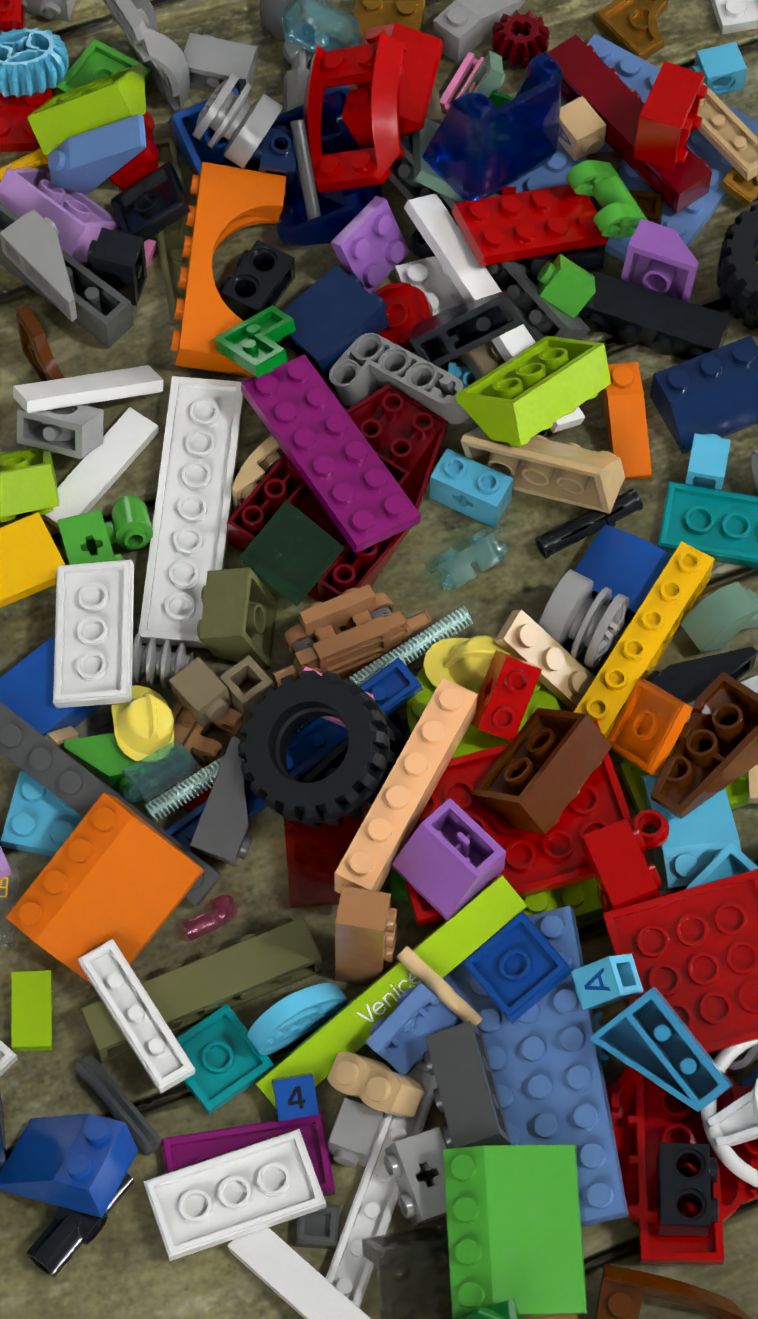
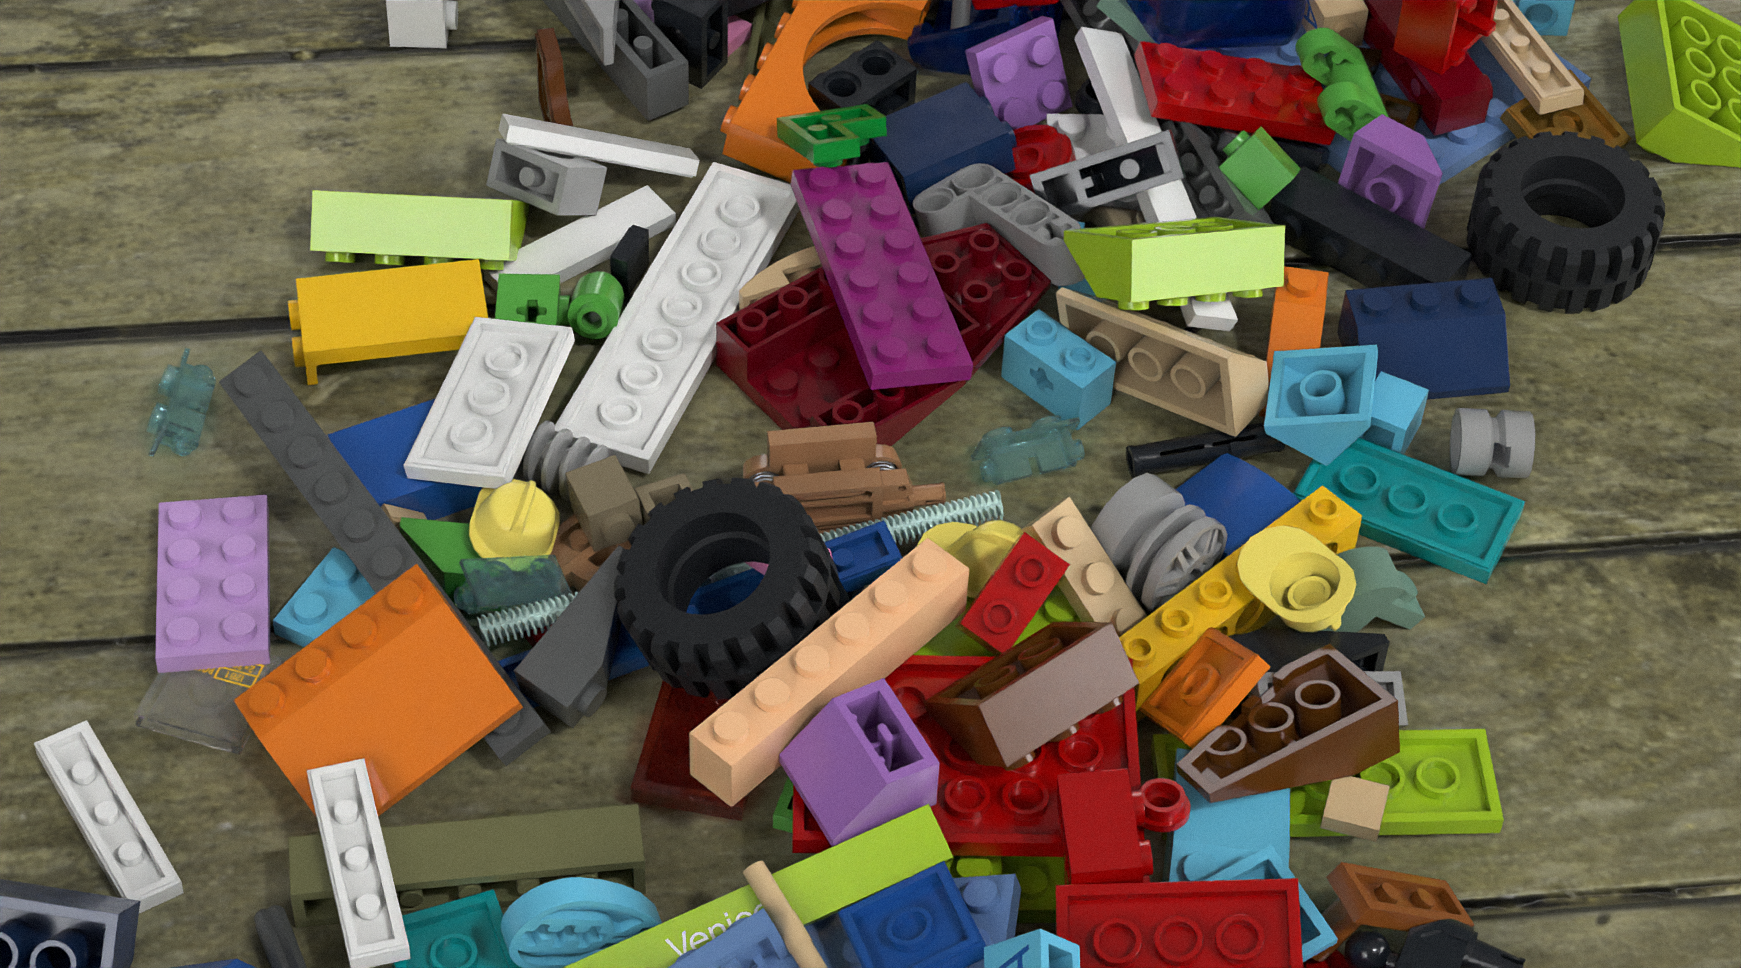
camera: 15 degrees right, 15 degrees down
(31, 1011) = (226, 836): lime tile -> none
(141, 476) = (630, 258): none -> black tile
(211, 921) = (533, 782): clear pink arm -> none
(237, 616) = (690, 427): olive slope -> none
(291, 552) = (786, 368): clear green panel -> none
(364, 935) = (702, 822): medium nougat brick -> none
(662, 469) = (1321, 398): none -> medium azure slope
(687, 625) = (1297, 578): none -> light yellow piece

